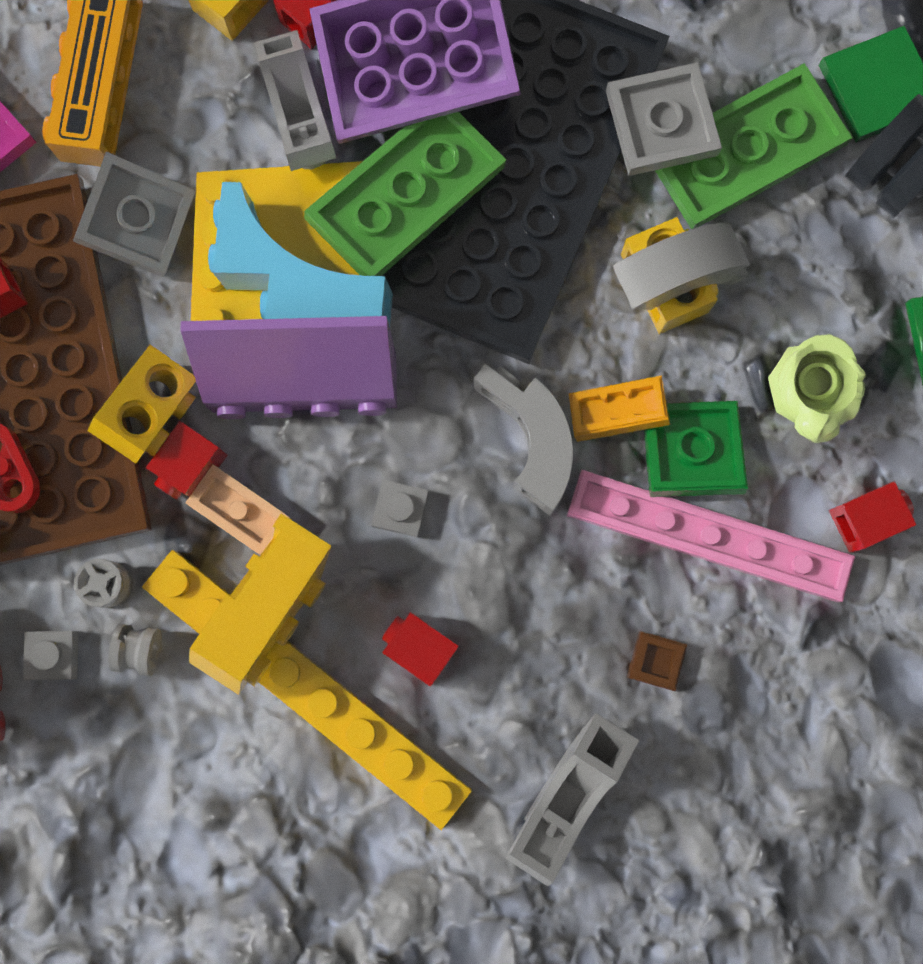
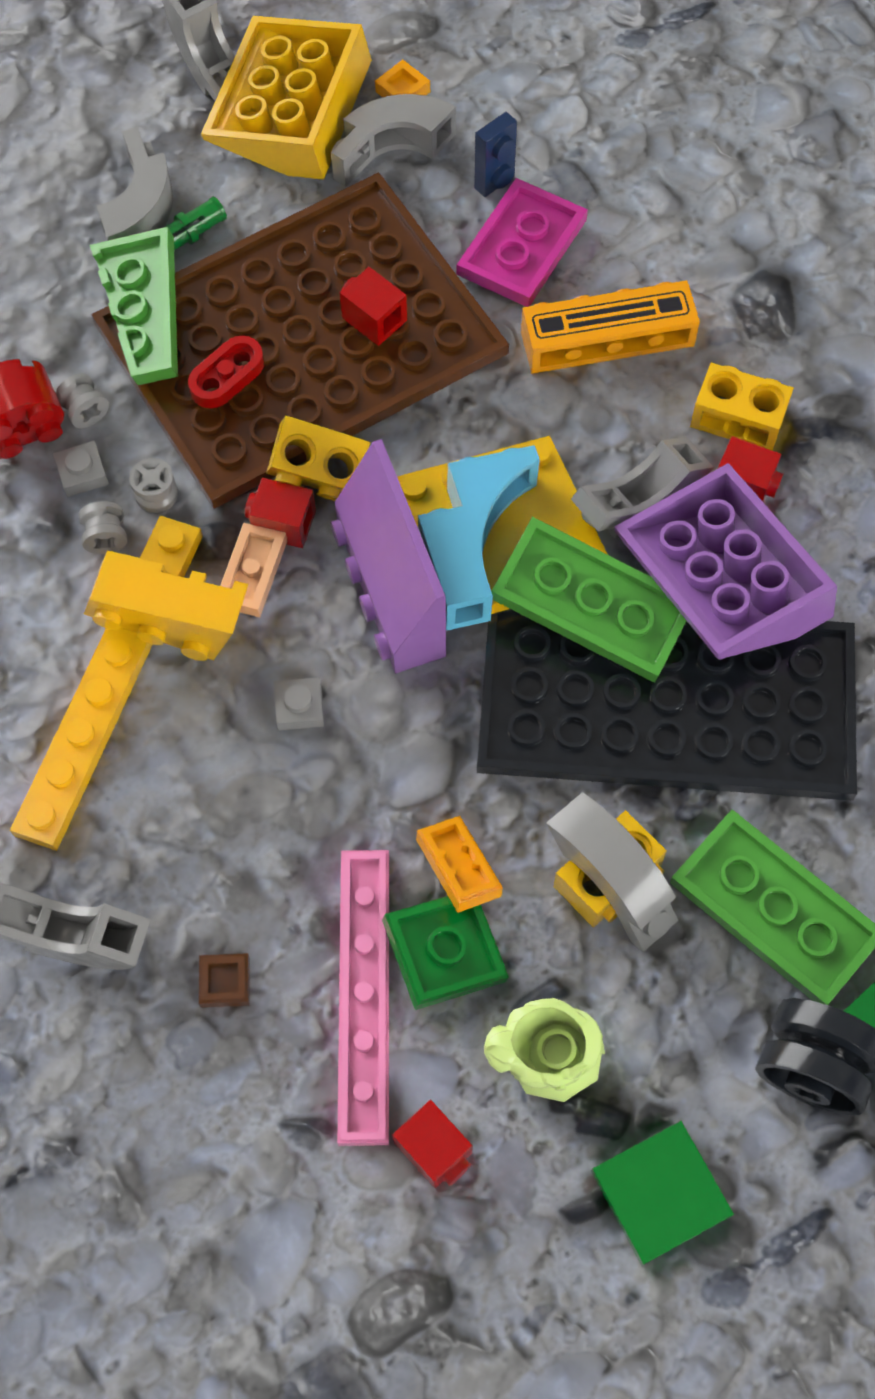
camera: 70 degrees right, 15 degrees down
(134, 215) = (487, 398): light grey plate -> none
(418, 648) = (171, 757): red brick -> none
(545, 430) = (401, 809): light grey arch -> none
(663, 119) = (761, 807): light grey plate -> none

